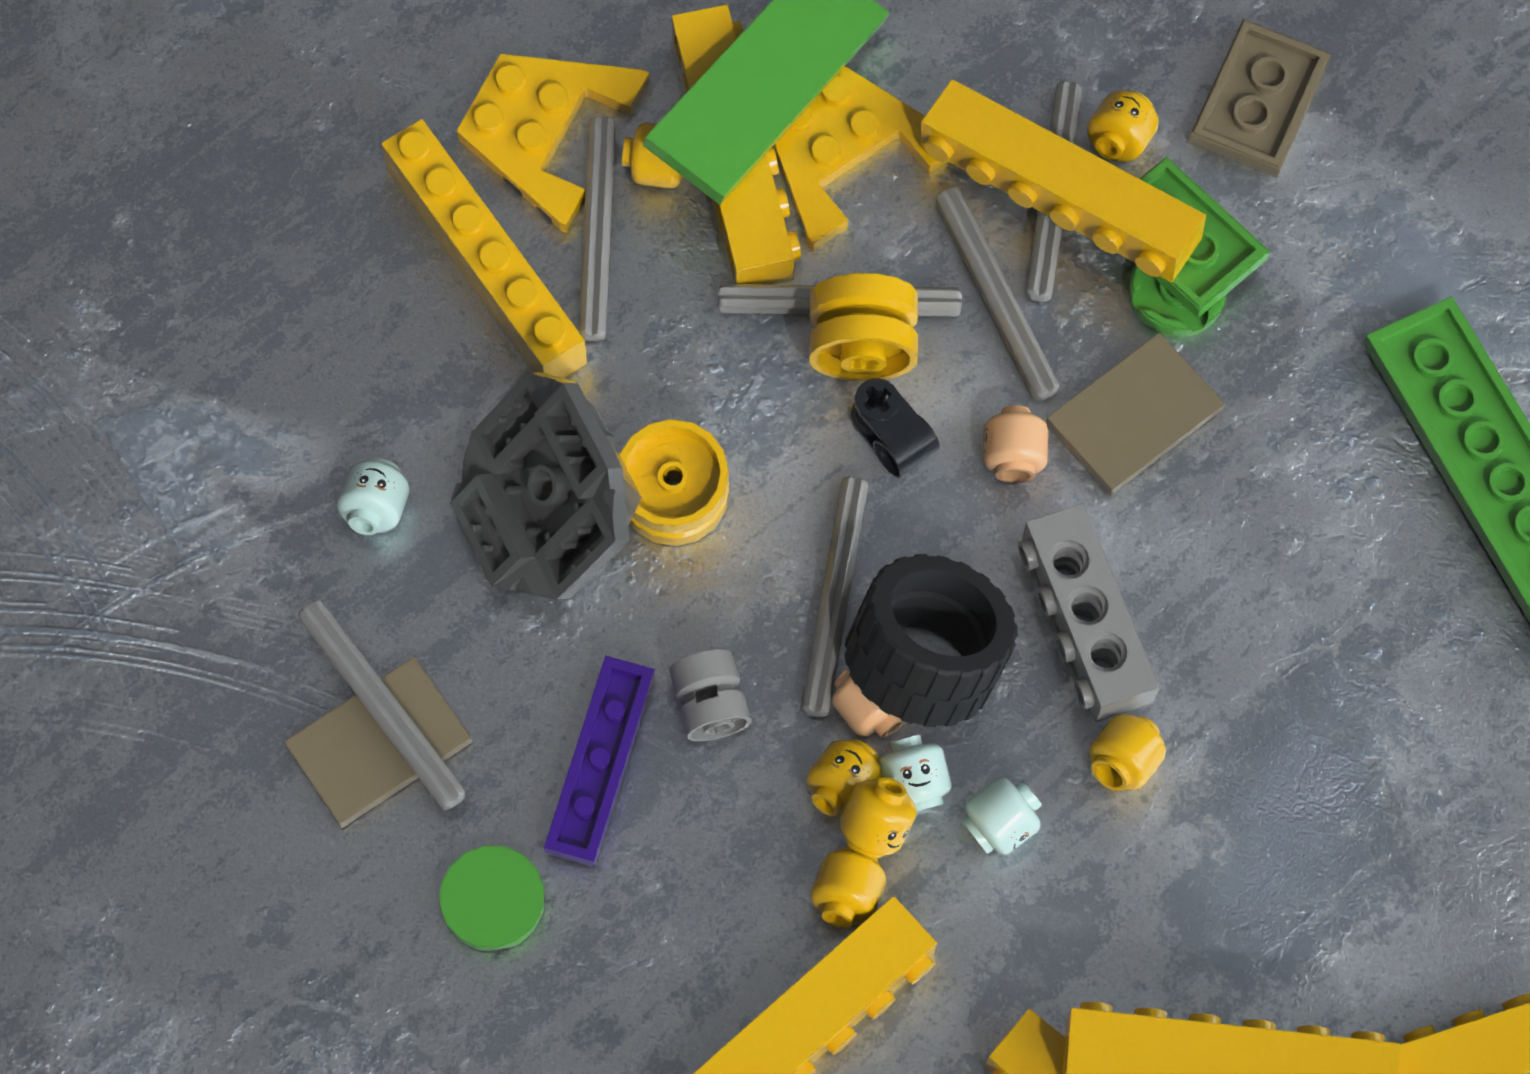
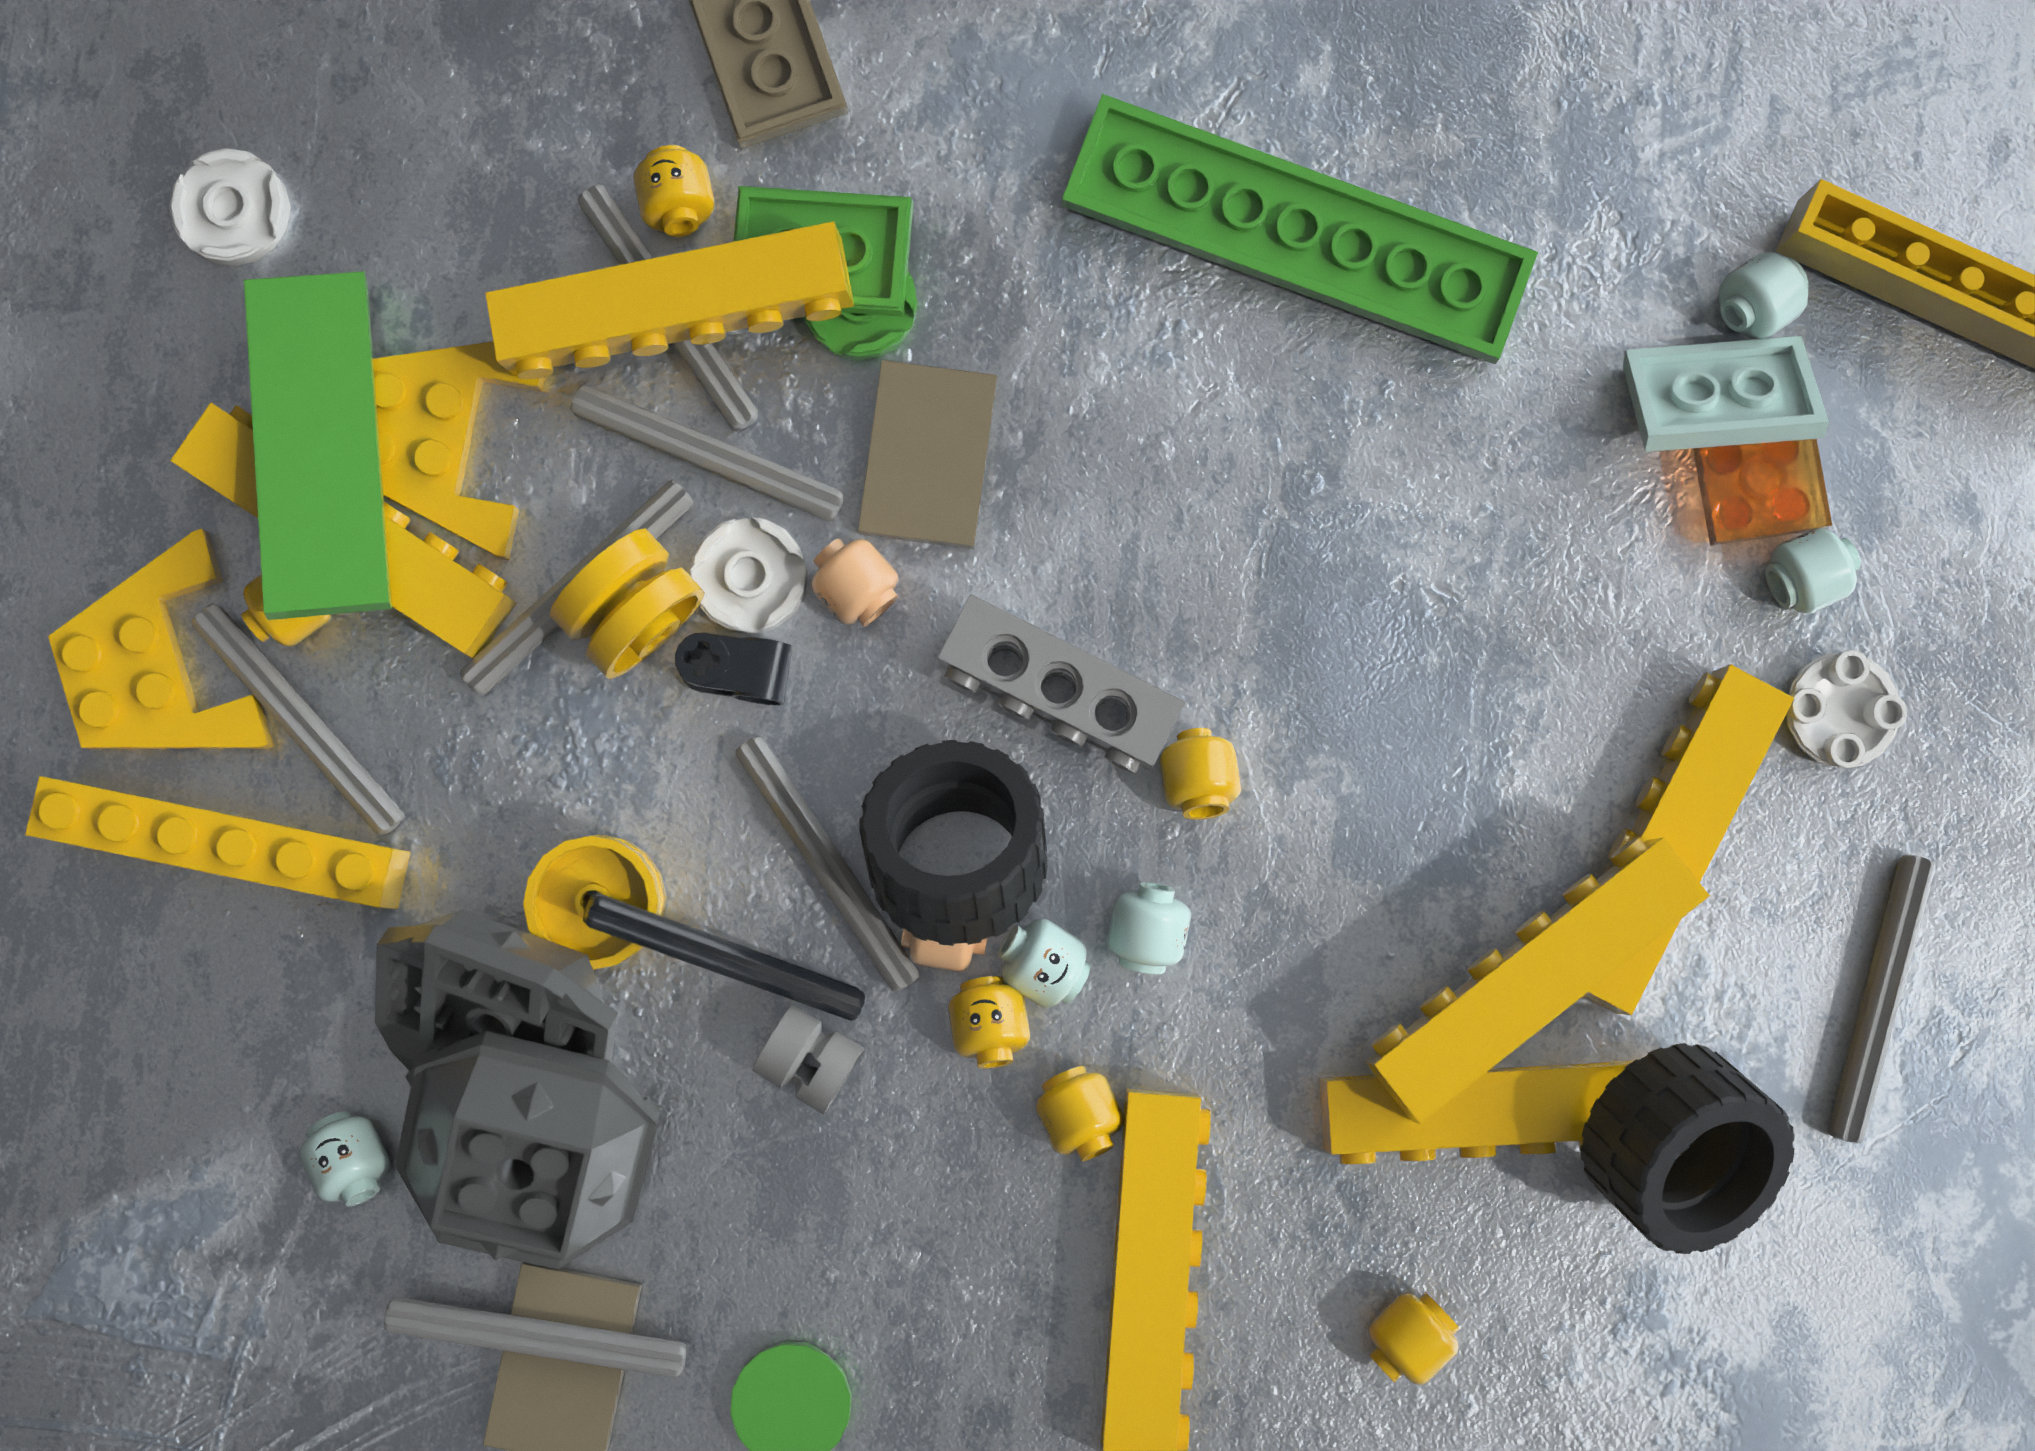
camera: 45 degrees left, 15 degrees up
(534, 592) = (524, 1148): none -> dark grey piece
(599, 761) = (768, 1202): dark purple plate -> none
(721, 582) = (723, 956): none -> black axle
(877, 817) = (1054, 1039): yellow head -> none
(953, 386) = (749, 575): none -> white tile

